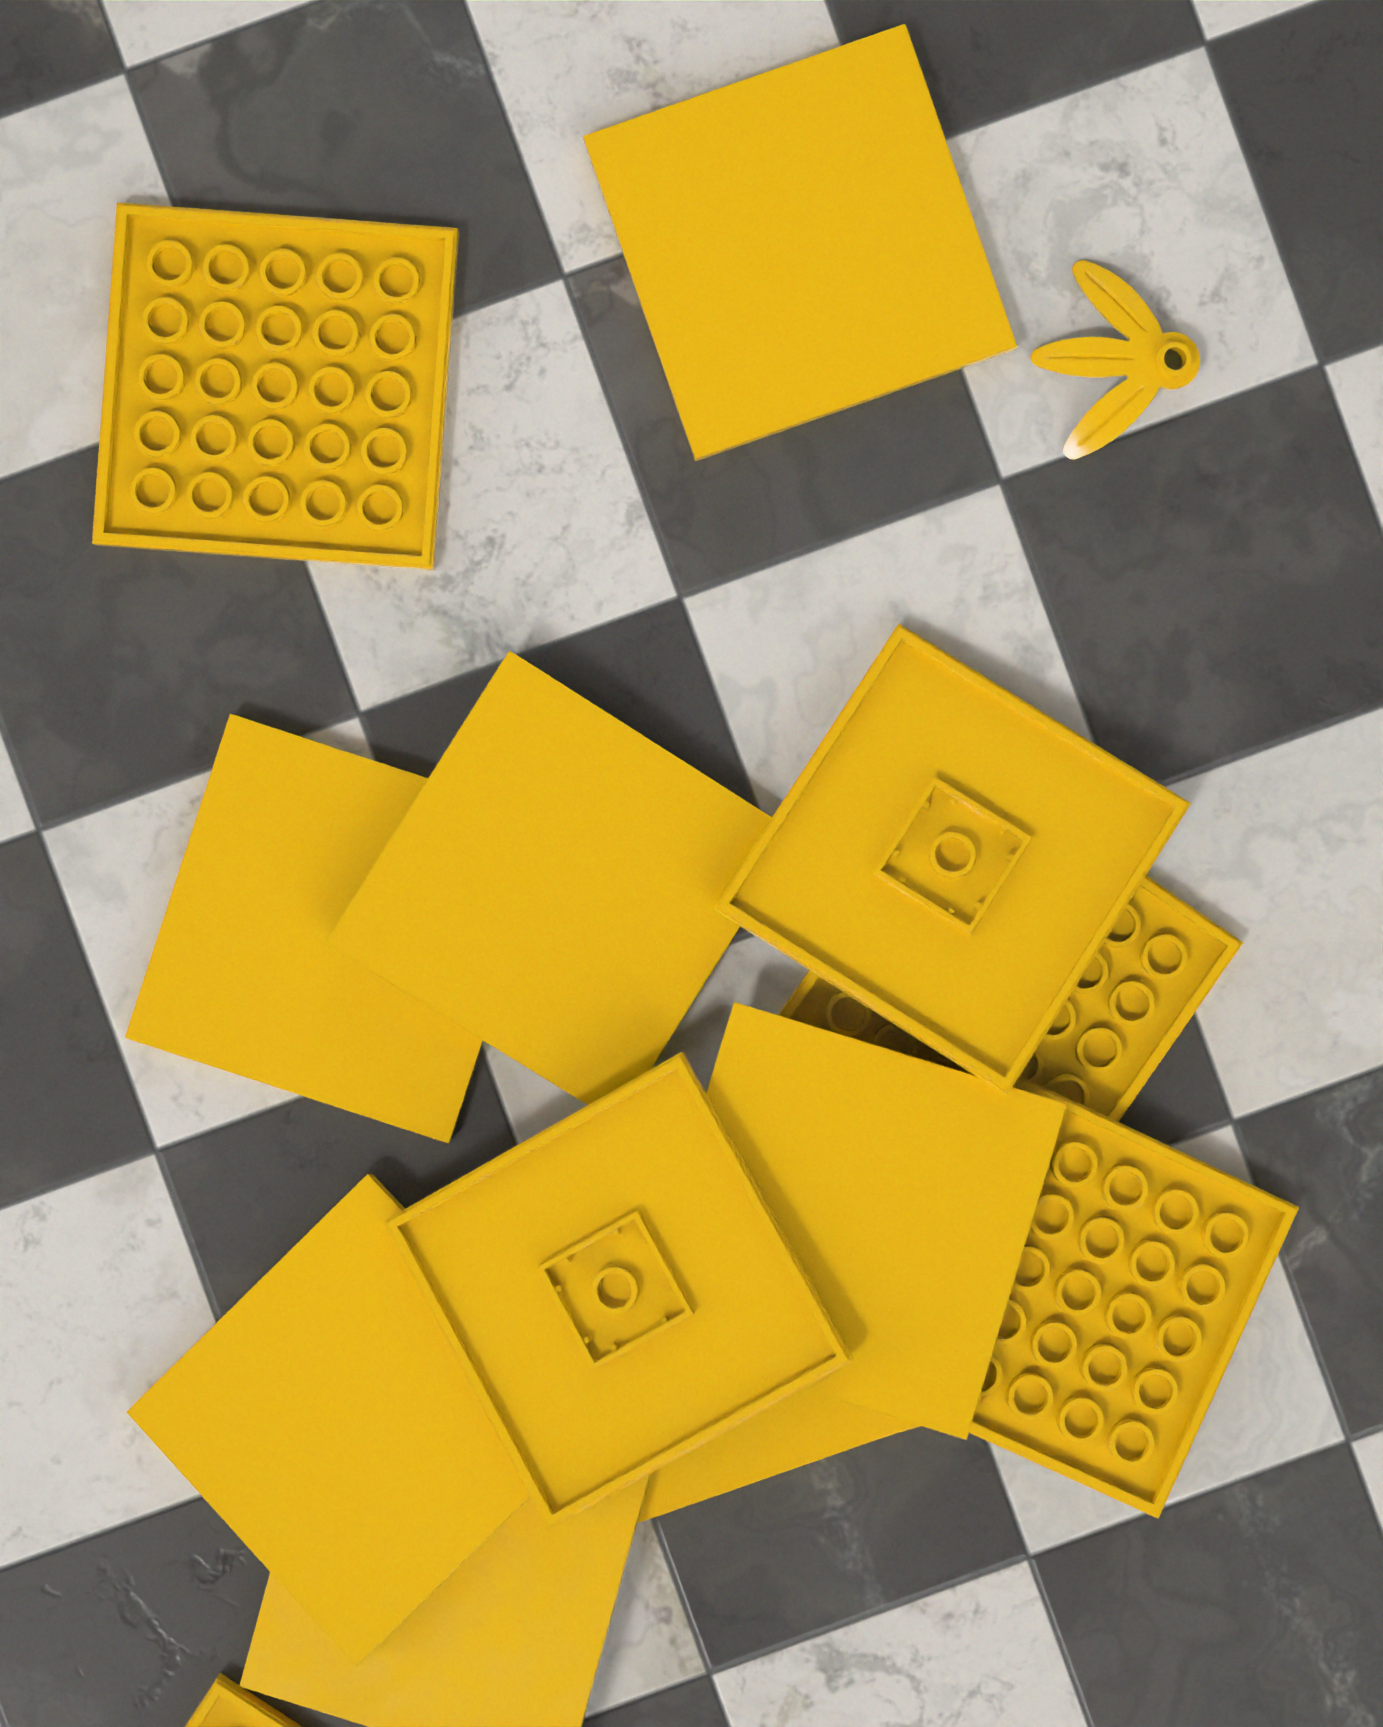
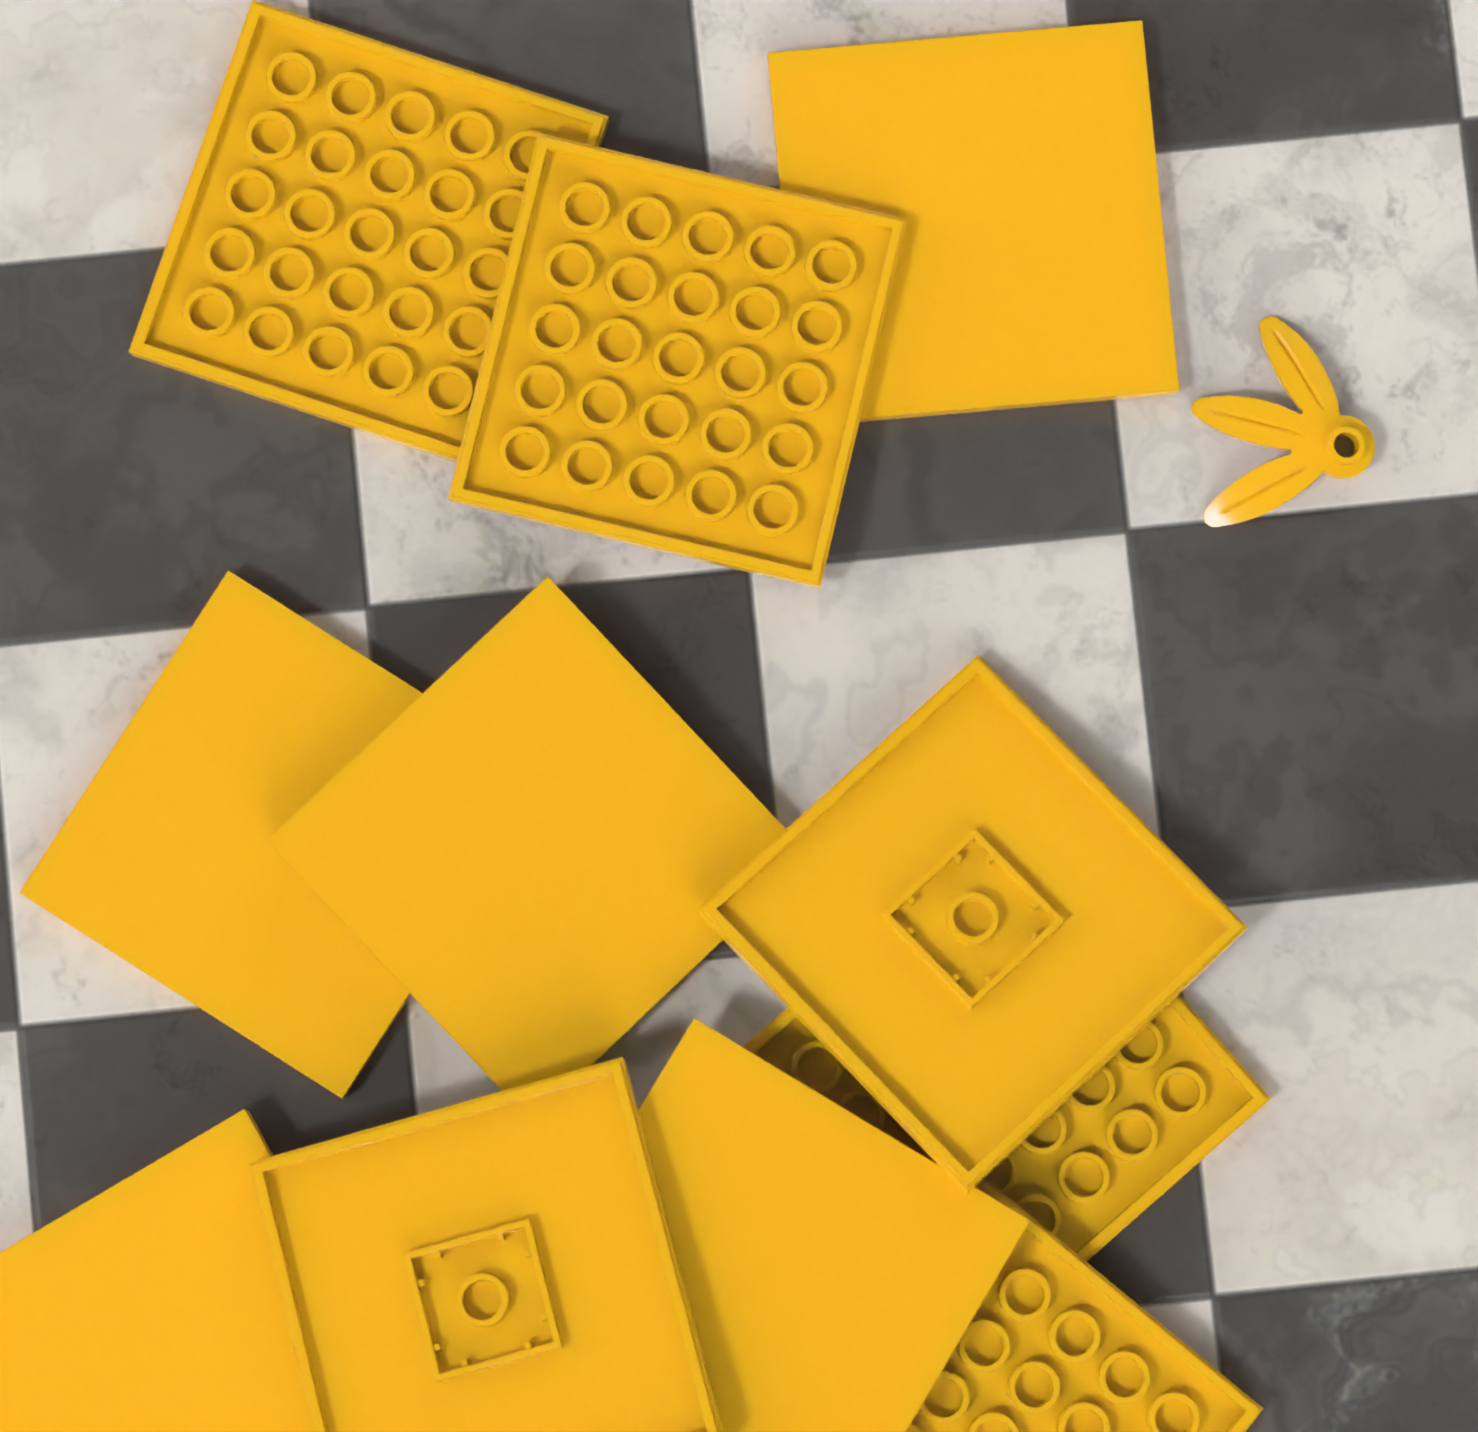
camera: 15 degrees right, 5 degrees down
(573, 429) = (678, 360): none -> yellow tile

